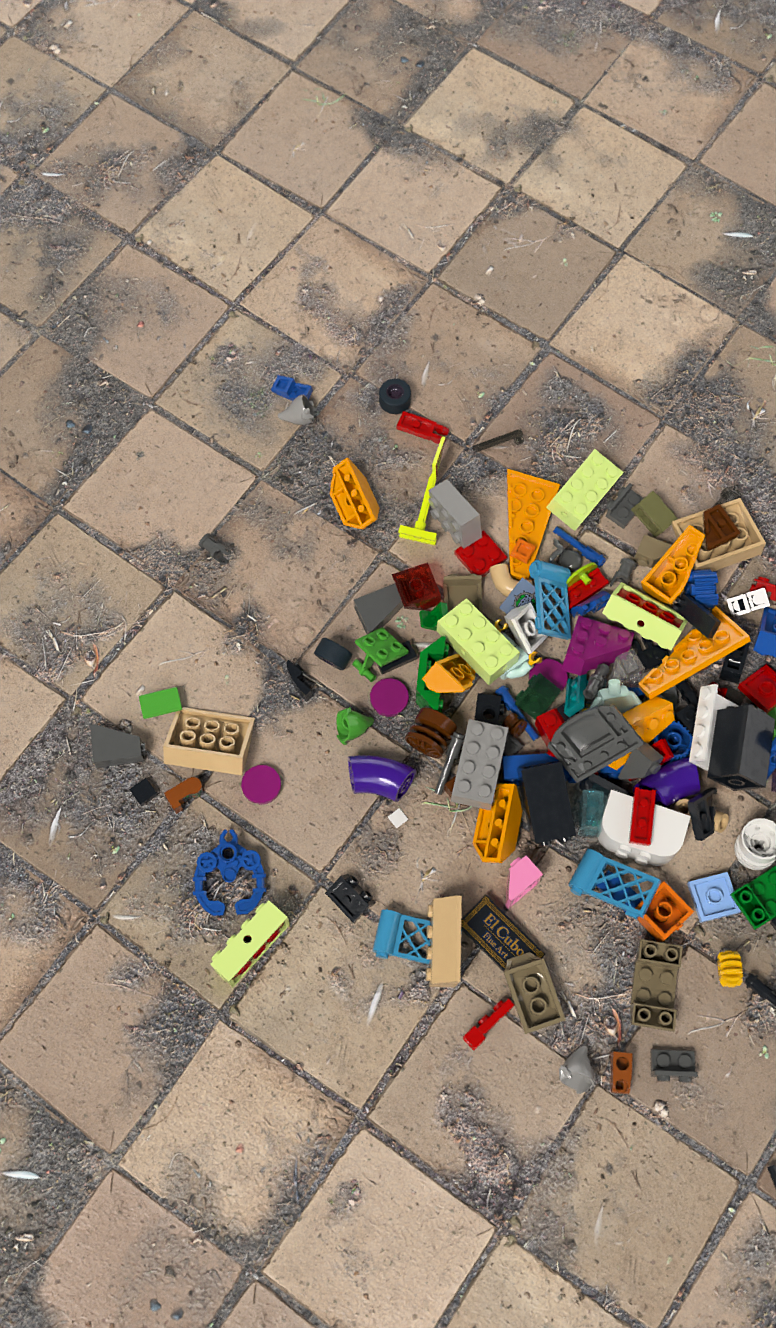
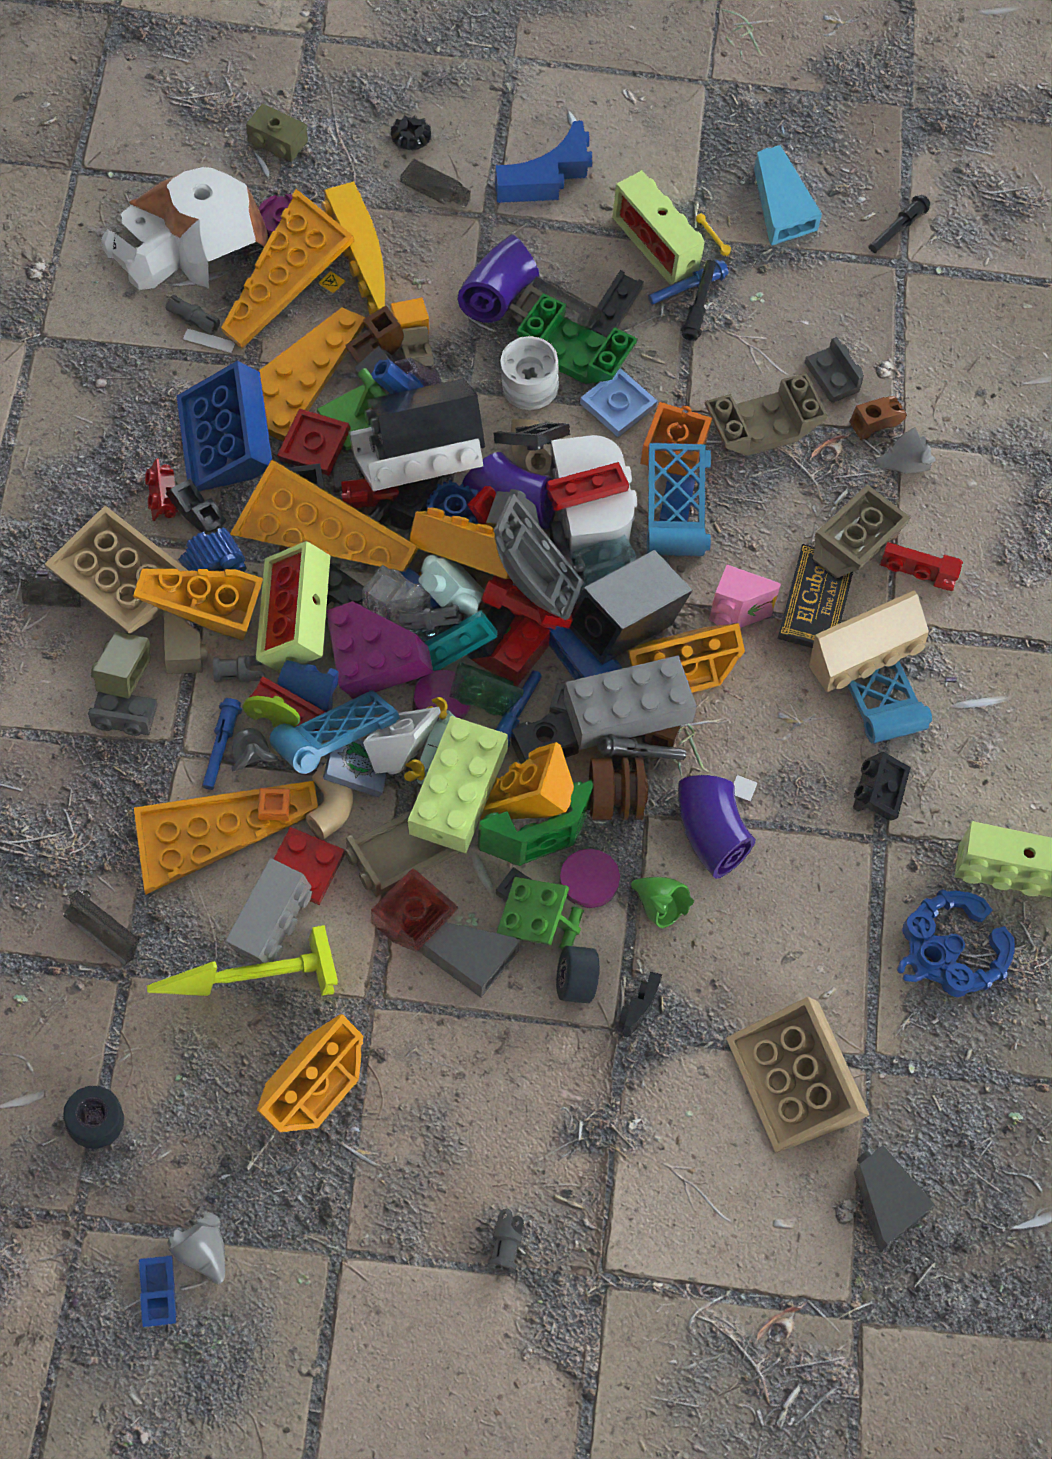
camera: 125 degrees left, 5 degrees down
(143, 792) = (920, 1124): black tile -> none
(160, 702) = (789, 1173): bright green slope -> none
(184, 792) = (889, 1066): dark orange leg -> none
(261, 784) = (812, 974): magenta tile -> none
(421, 427) = (130, 1052): red hinge -> none
(429, 619) = (441, 870): green bracket -> none
(514, 724) = (538, 701): reddish brown wheel -> none
(584, 489) = (130, 766): yellowish green brick -> none
(696, 615) = (265, 539): black hinge -> none
(718, 527) = (114, 565): reddish brown wing -> none
(730, 968) = (695, 351): yellow gear -> none

